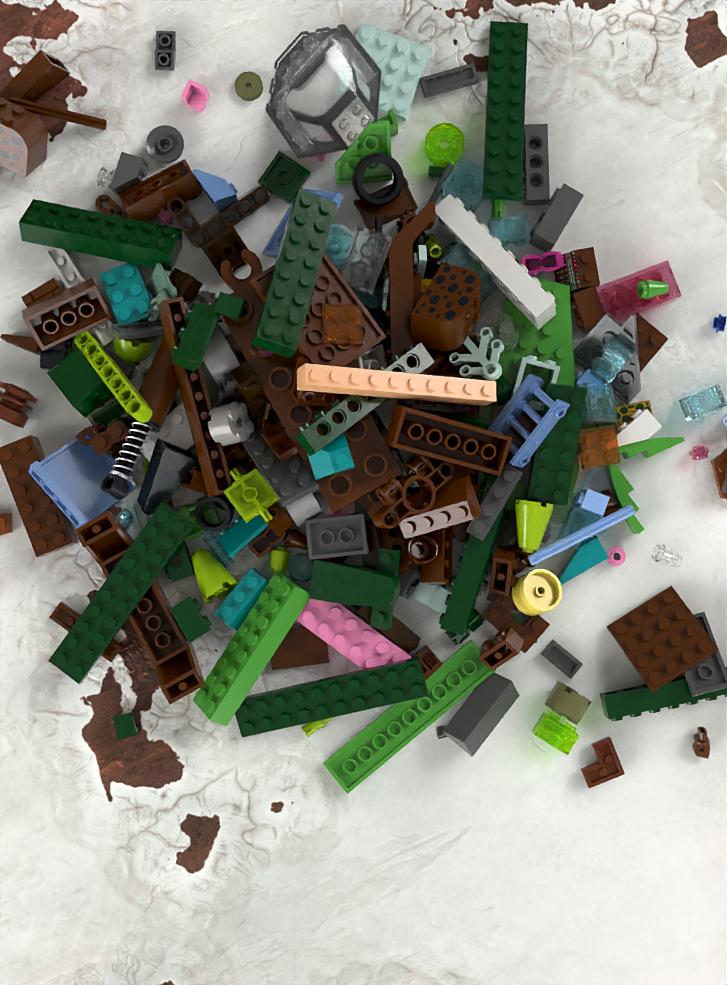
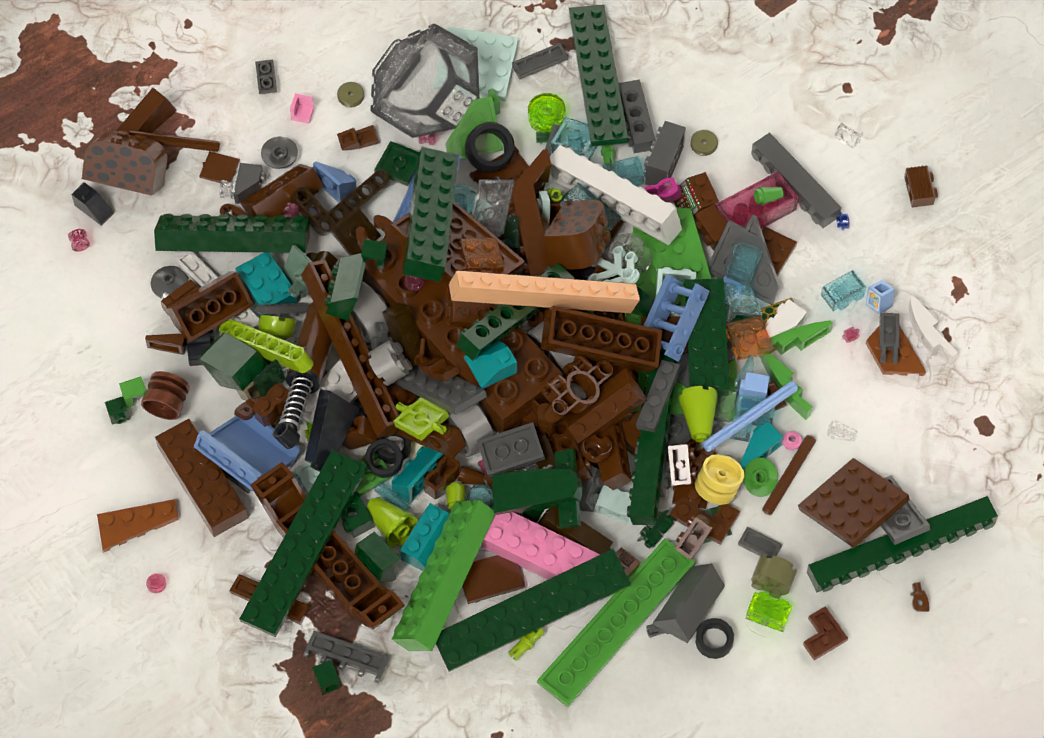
camera: 15 degrees left, 25 degrees down
(44, 273) = (163, 288): none -> dark grey dish
(103, 150) = (219, 167): none -> reddish brown piece
(149, 703) = (347, 654): none -> dark grey hinge
(250, 140) = (358, 139): none -> reddish brown slope
(499, 765) = (716, 624): none -> black tyre
(577, 592) = (766, 474): none -> bright green dish
(605, 206) = (704, 136): none -> olive piece
(606, 590) = (788, 475): none -> reddish brown axle
(692, 284) = (810, 193): none -> dark grey brick

